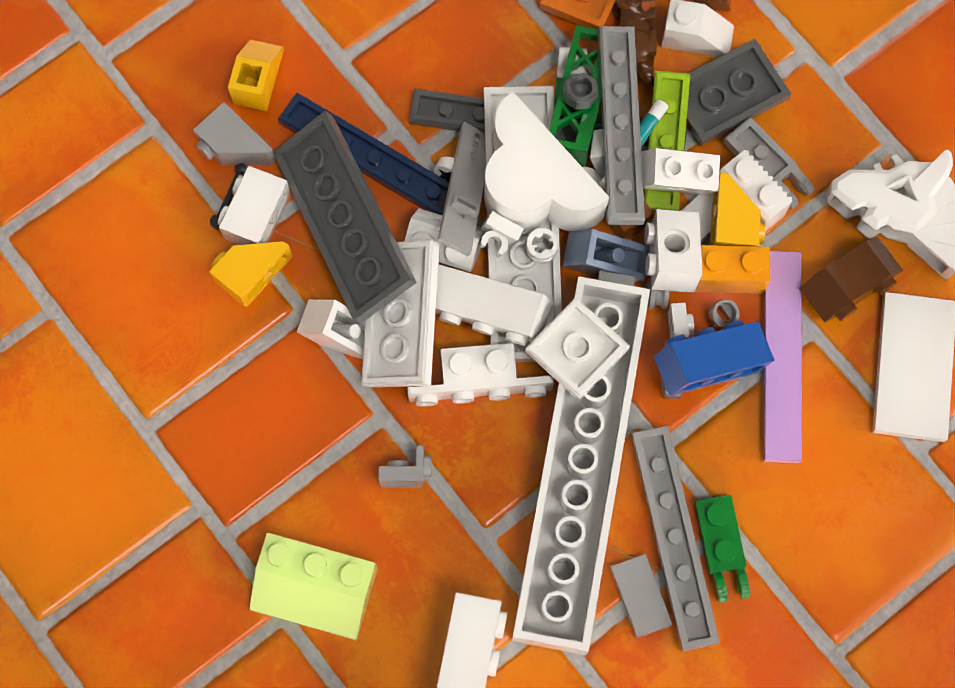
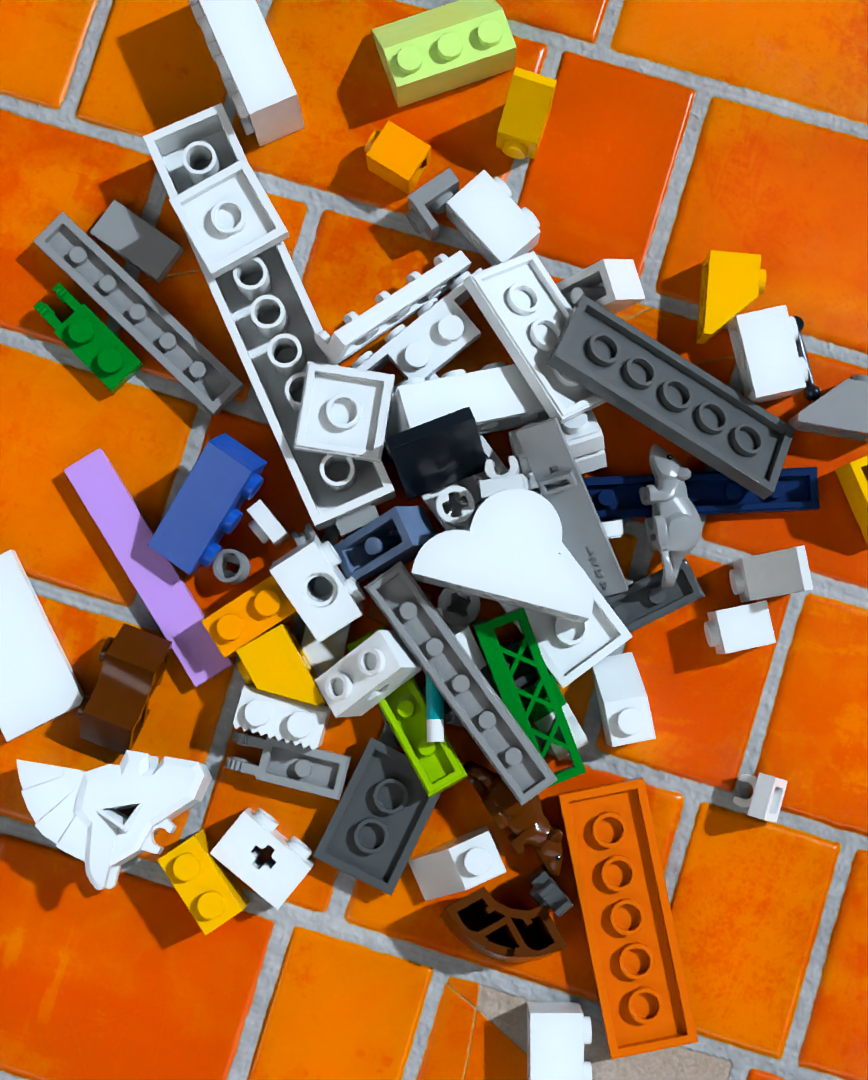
camera: 145 degrees right, 10 degrees up
(297, 482) = (525, 114): none -> yellow slope
(364, 66) = (771, 574): none -> white slope
(372, 426) = (493, 219): none -> white brick
(401, 141) = (674, 519): none -> light grey animal
(407, 52) = (739, 628): none -> white brick
(407, 522) = (397, 156): none -> light orange brick
(488, 403) = (392, 308): none -> white hinge
(519, 53) = (622, 700): none -> white slope
(532, 278) = (437, 452): none -> black tile
(567, 537) = (229, 218): none -> white plate
(580, 91) = (526, 687): dark grey tile -> none
(827, 98) = (240, 855): none -> white brick
(874, 124) = (203, 882): none -> yellow brick

